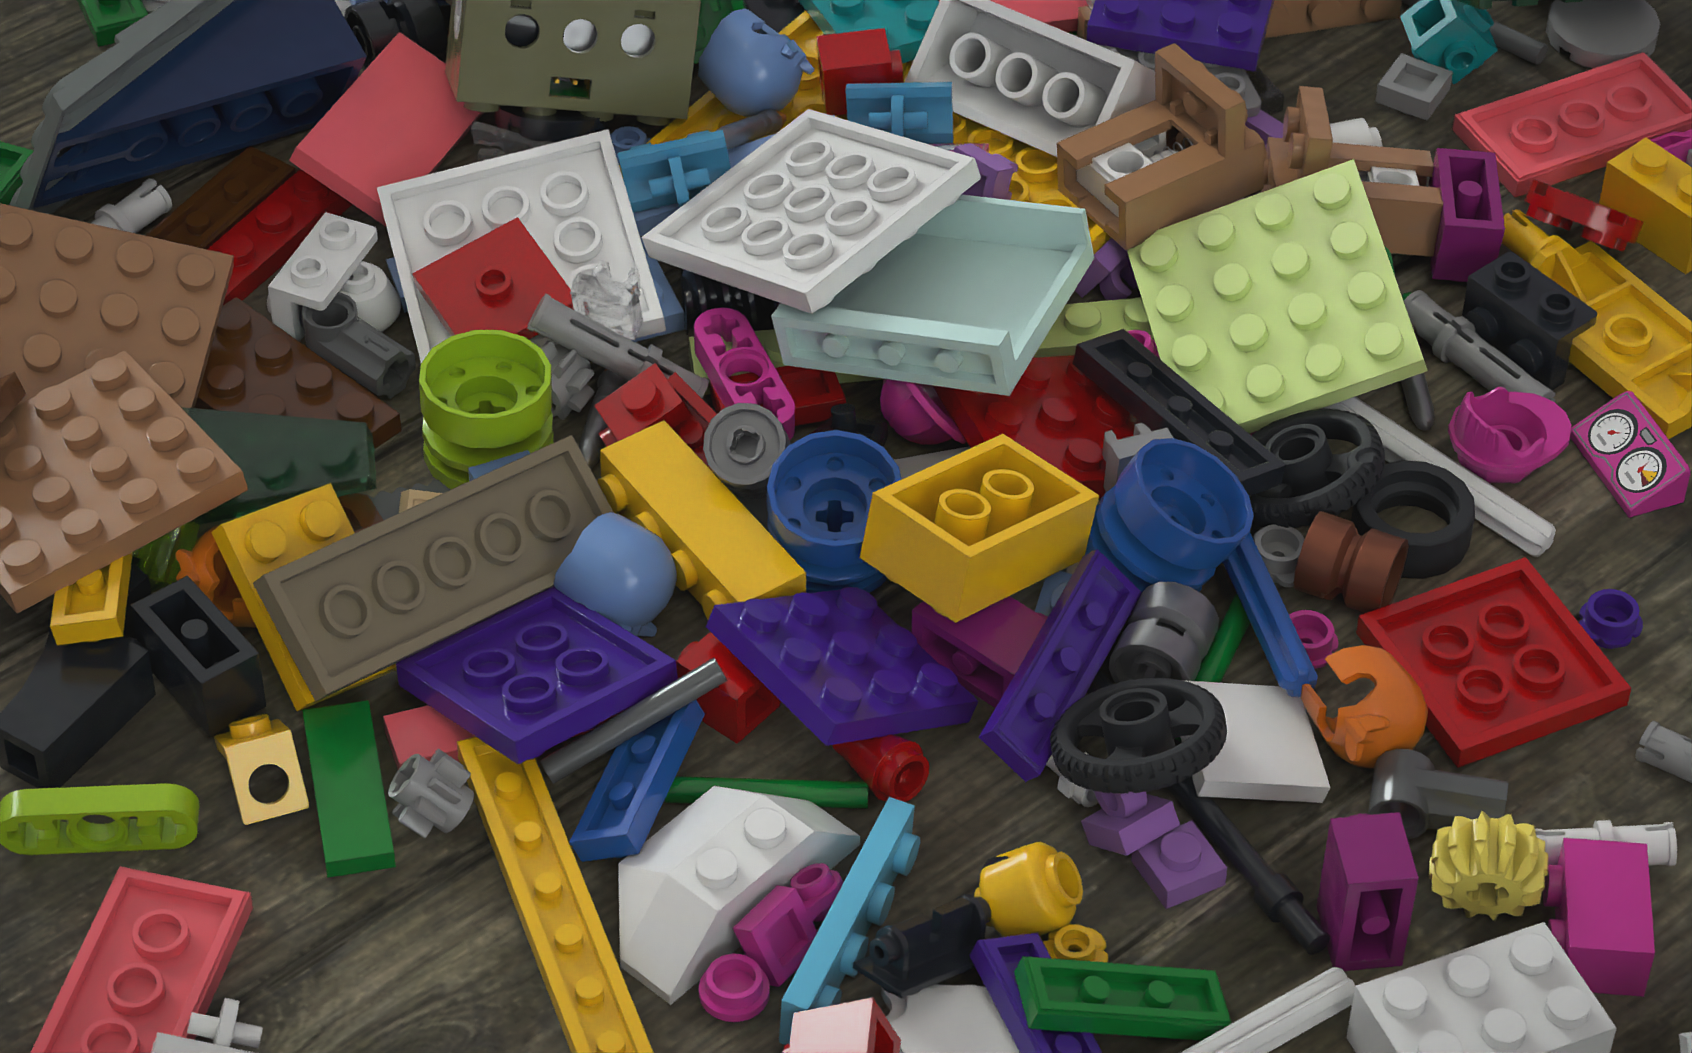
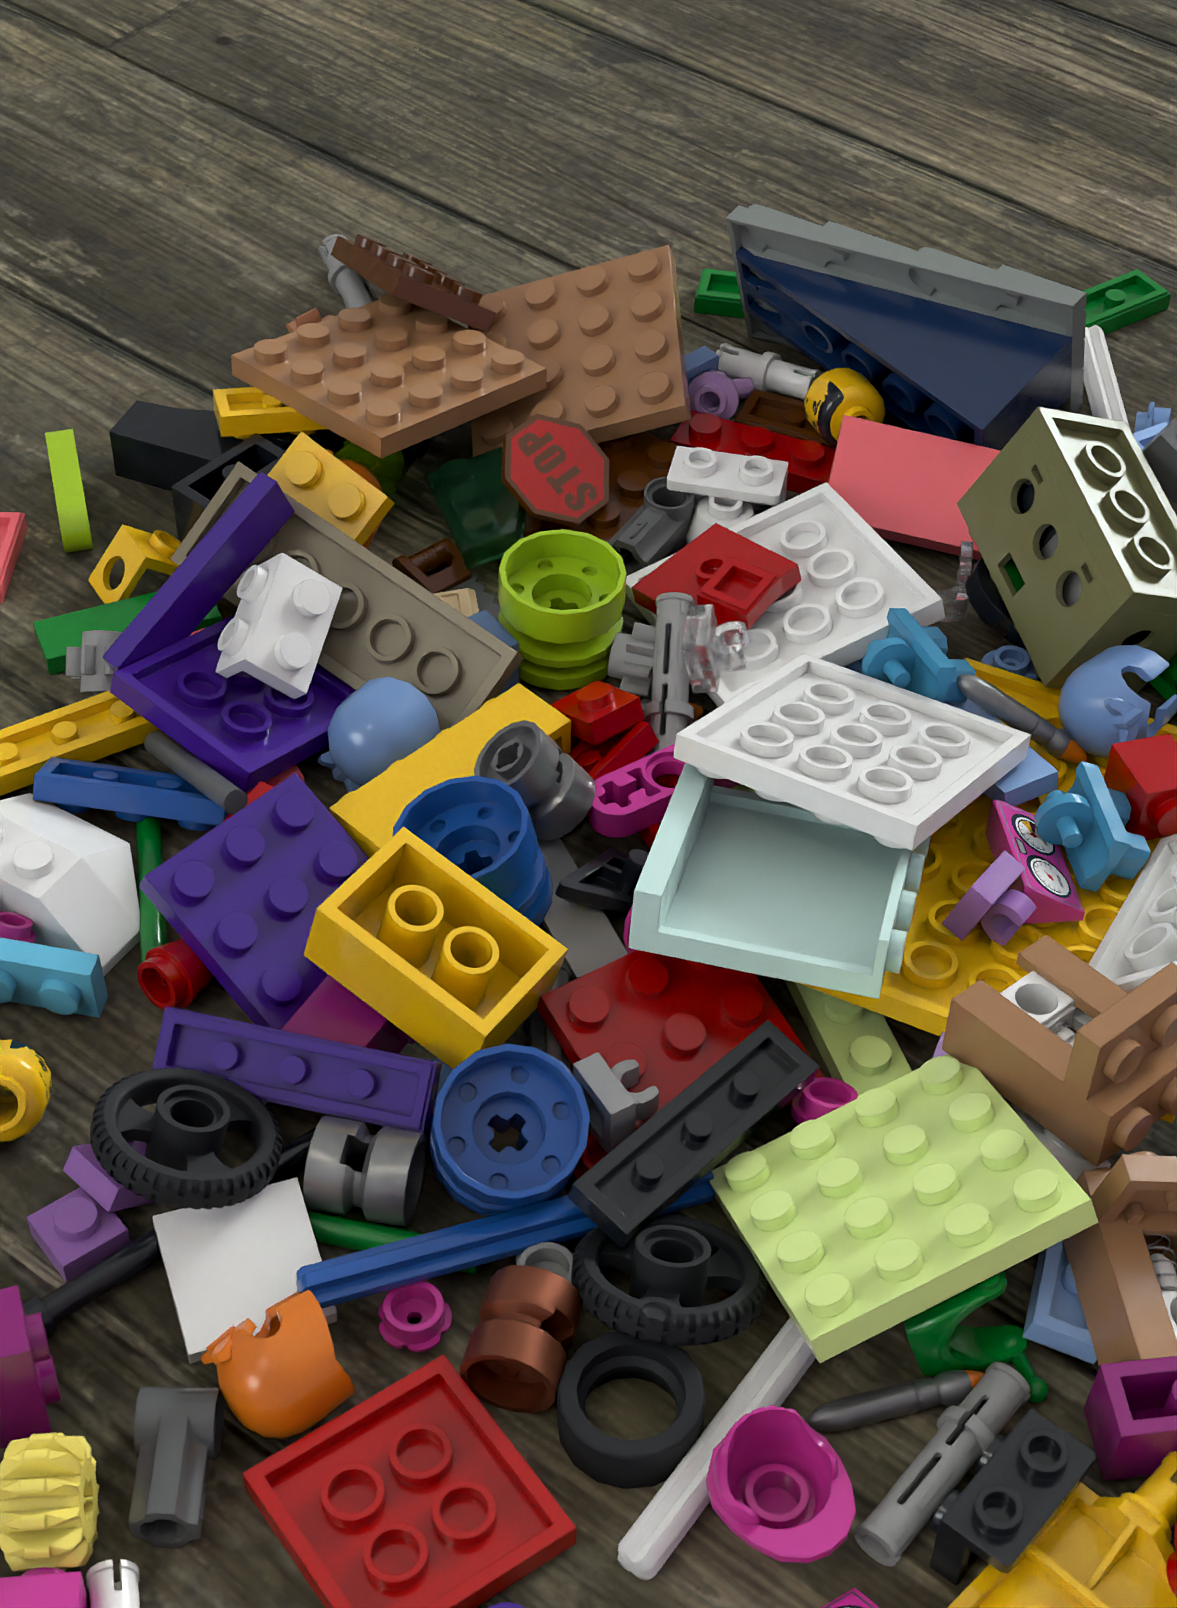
camera: 80 degrees right, 0 degrees up
(235, 166) = (840, 394): none -> yellow head
(276, 380) = (555, 470): none -> piece
(415, 648) = (205, 573): none -> dark purple tile
(482, 606) = (279, 625): none -> white bracket
(546, 262) = (740, 591): none -> red tile

